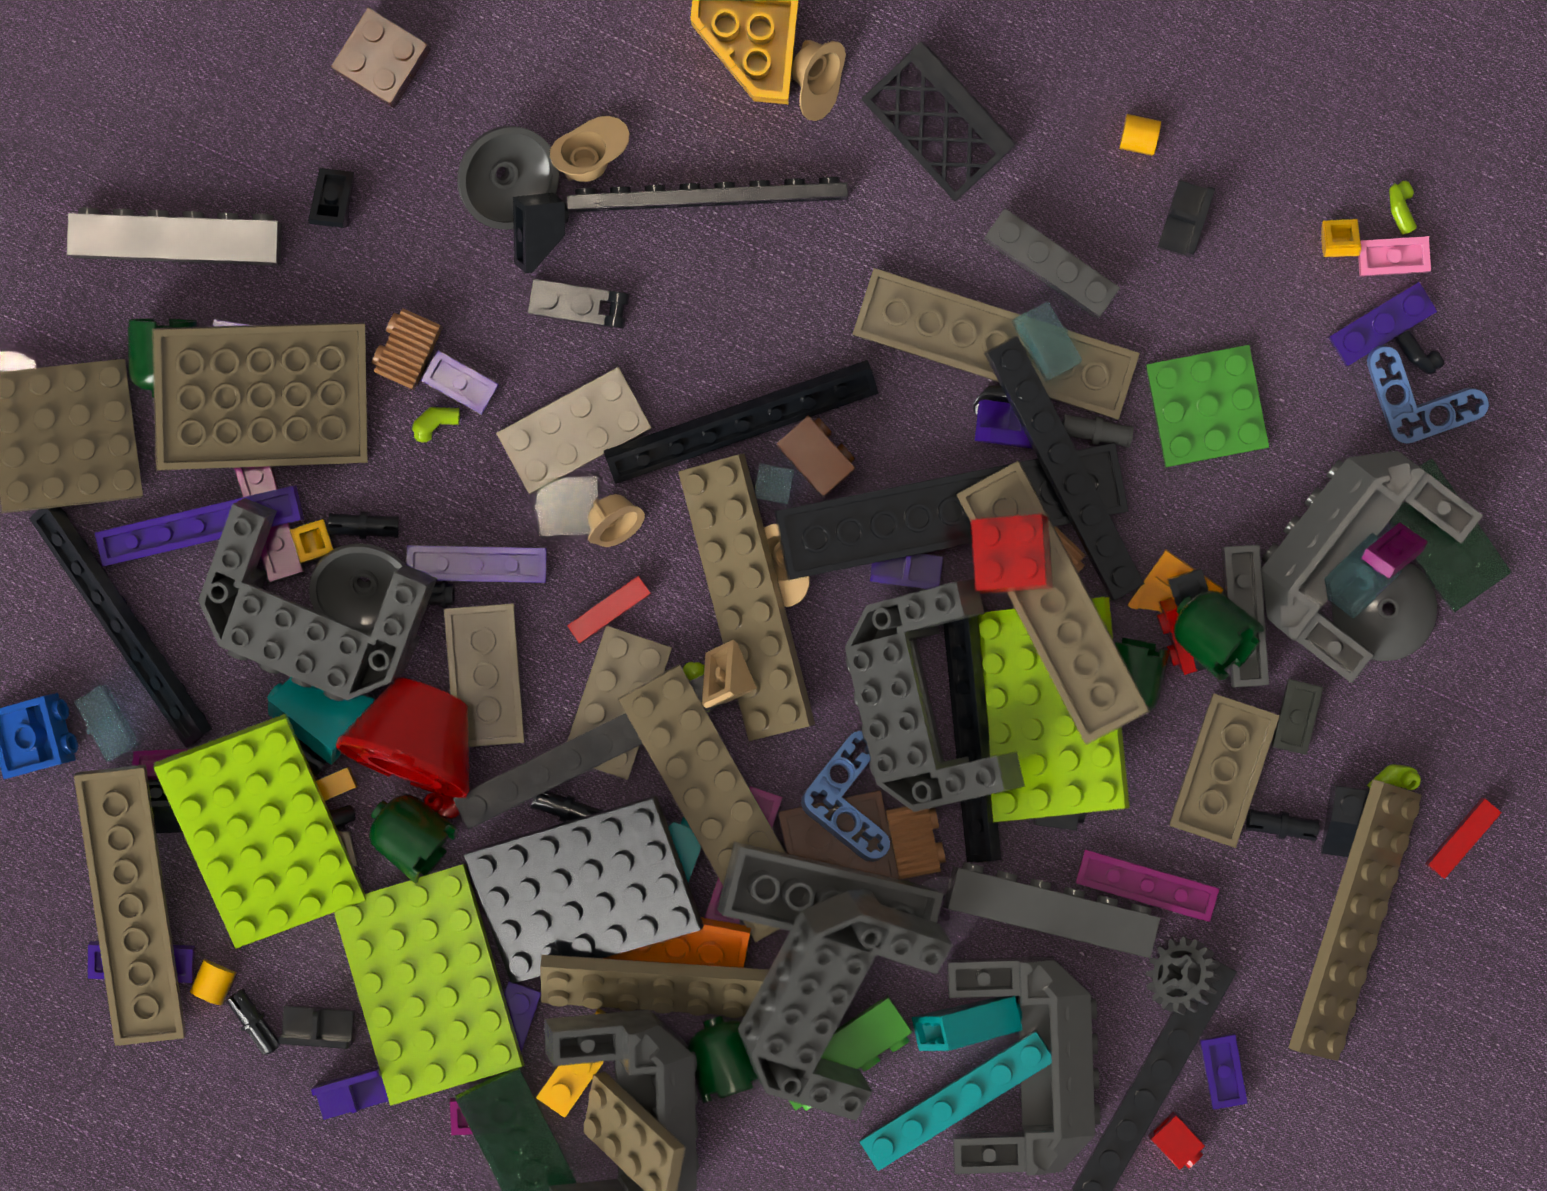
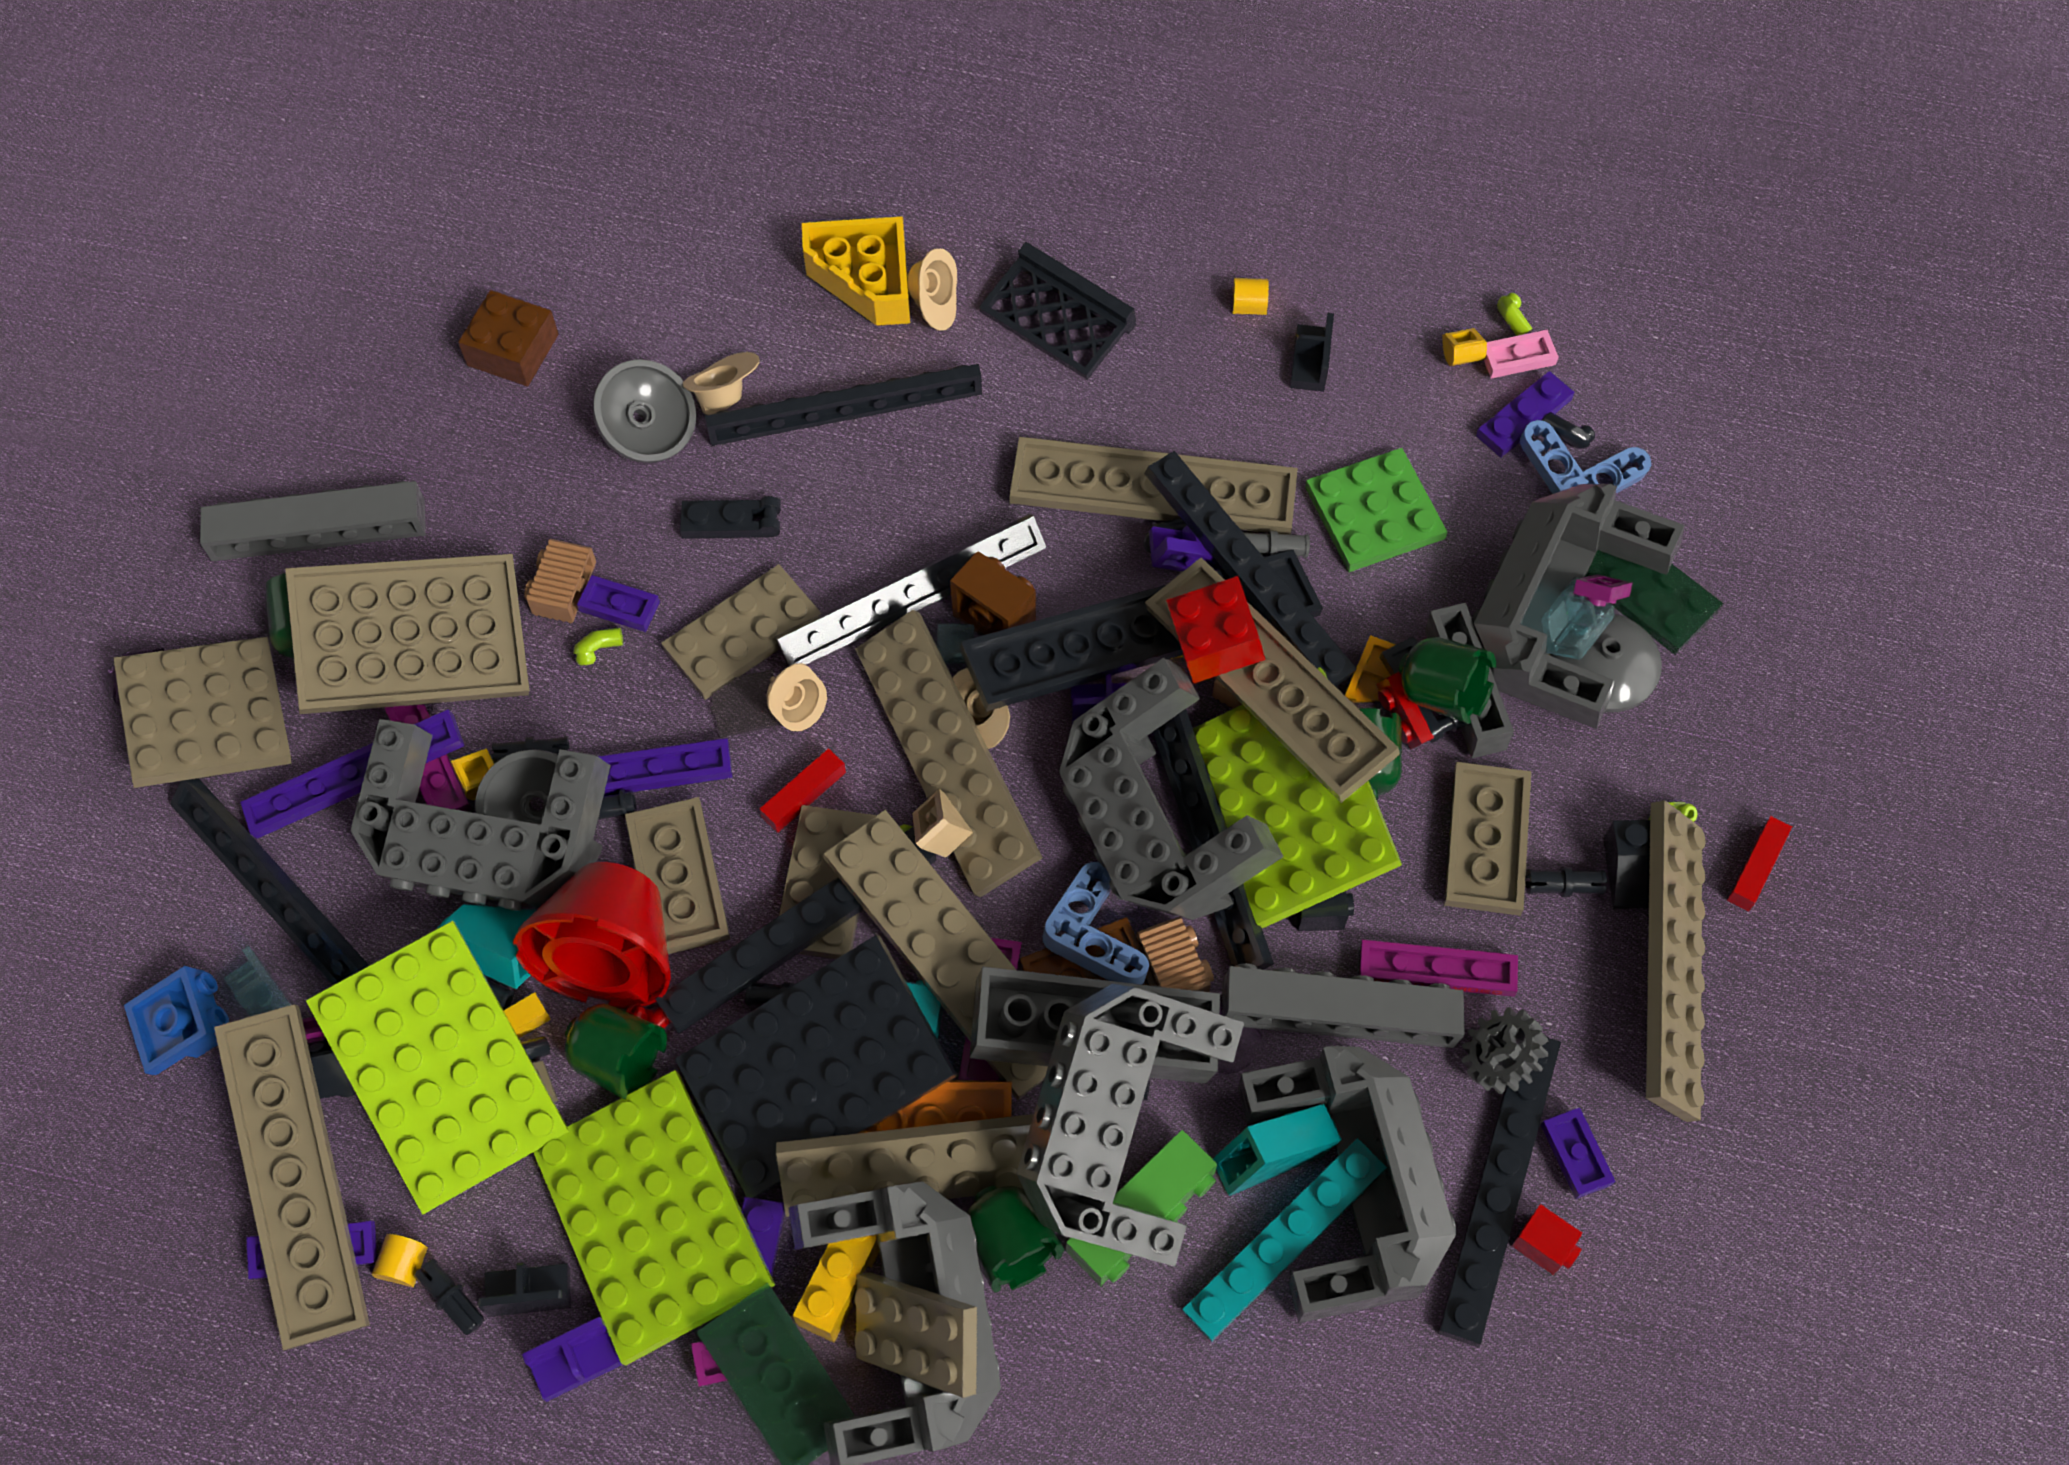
camera: 10 degrees left, 25 degrees down
(332, 198) = (469, 465): black slope -> none
(537, 228) = (678, 450): black slope -> none
(1046, 341) = (1206, 465): clear light blue panel -> none
(1051, 264) = (1192, 406): dark grey brick -> none
(1297, 716) = (1549, 773): pearl dark grey plate -> none

